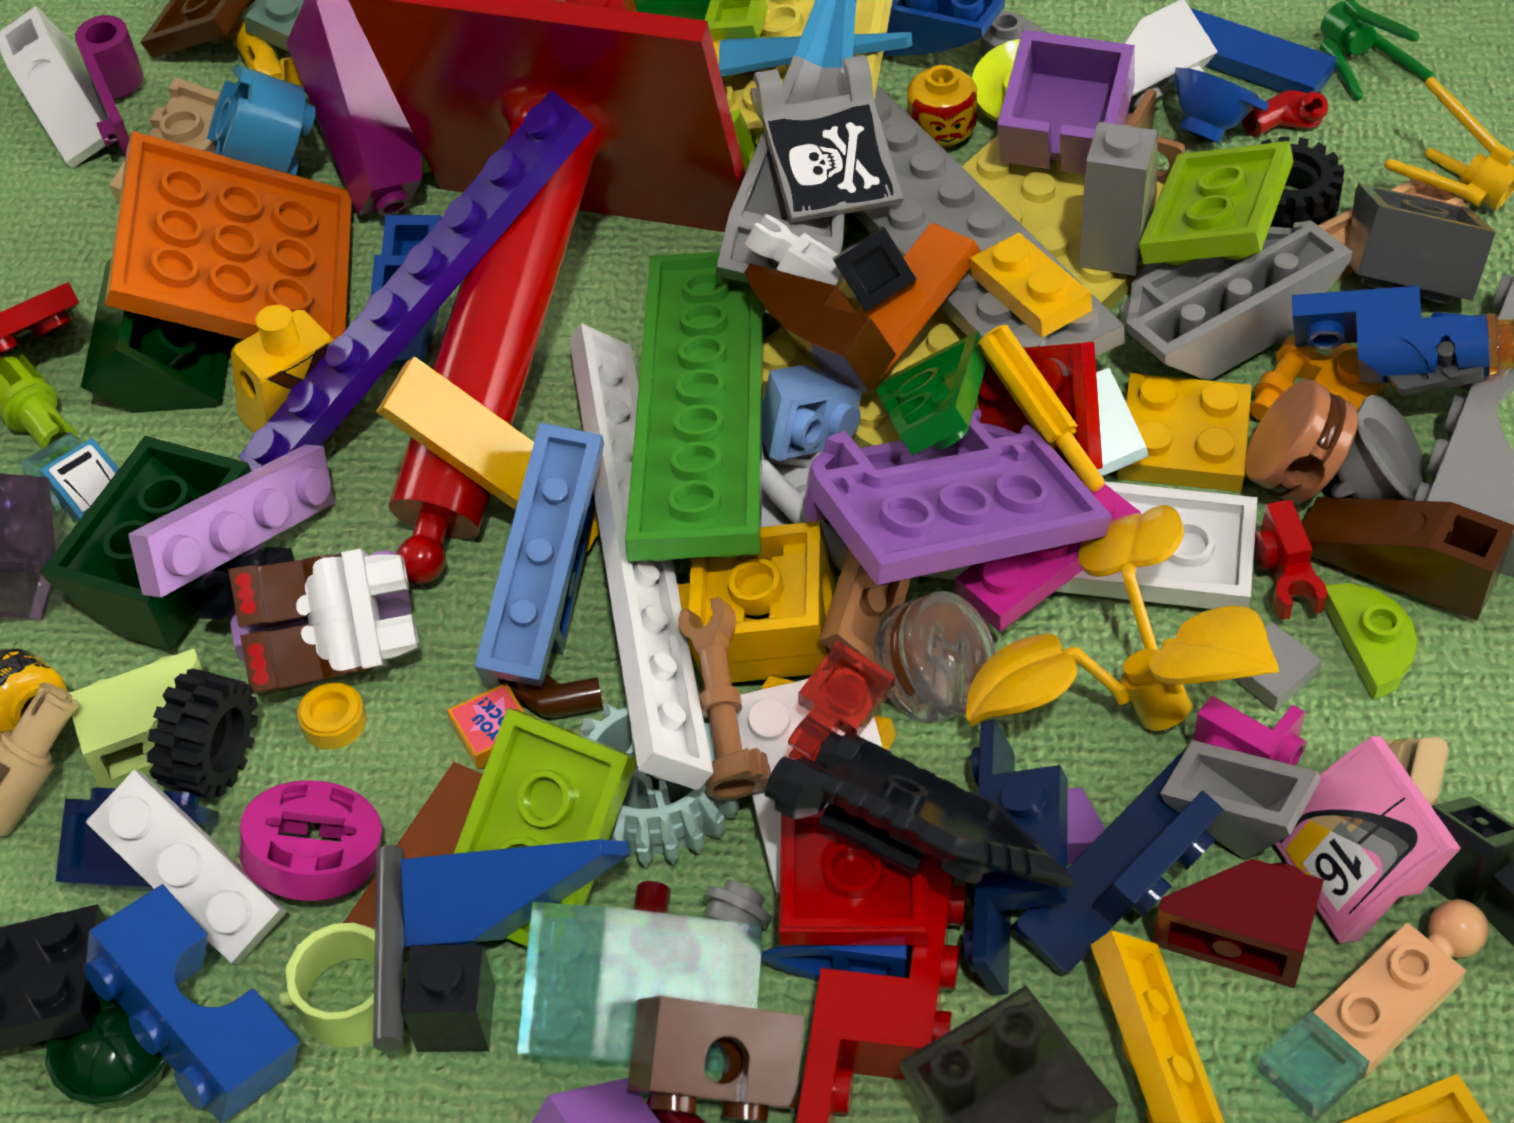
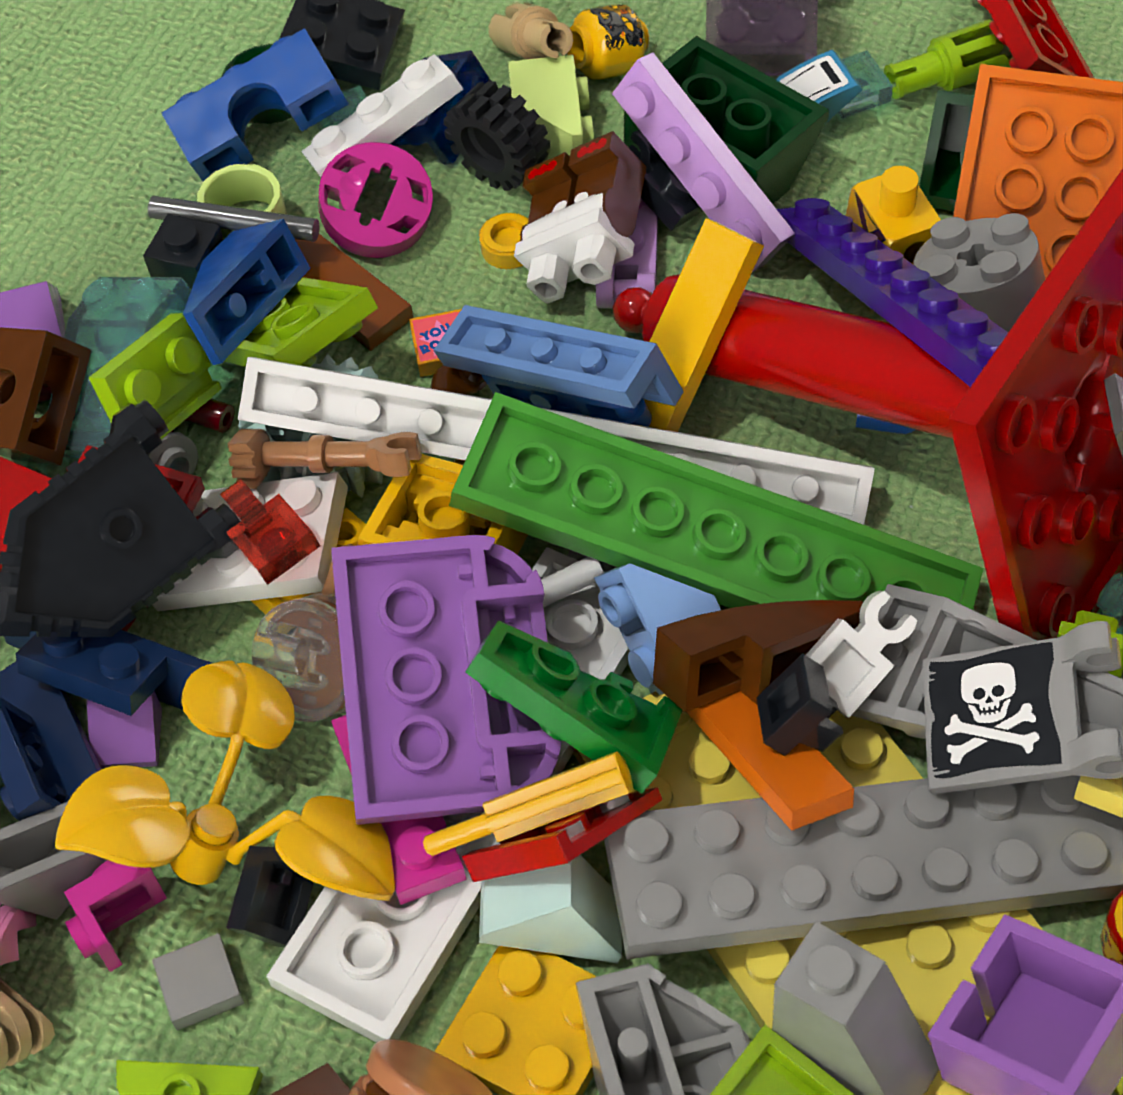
camera: 110 degrees right, 5 degrees up
(350, 260) = (987, 262): none -> light grey brick
(695, 895) = (163, 369): none -> lime plate
(1031, 284) = (717, 859): yellow plate -> none
(1162, 613) = (269, 898): none -> black bracket
(1287, 554) = (299, 1041): red plate -> none

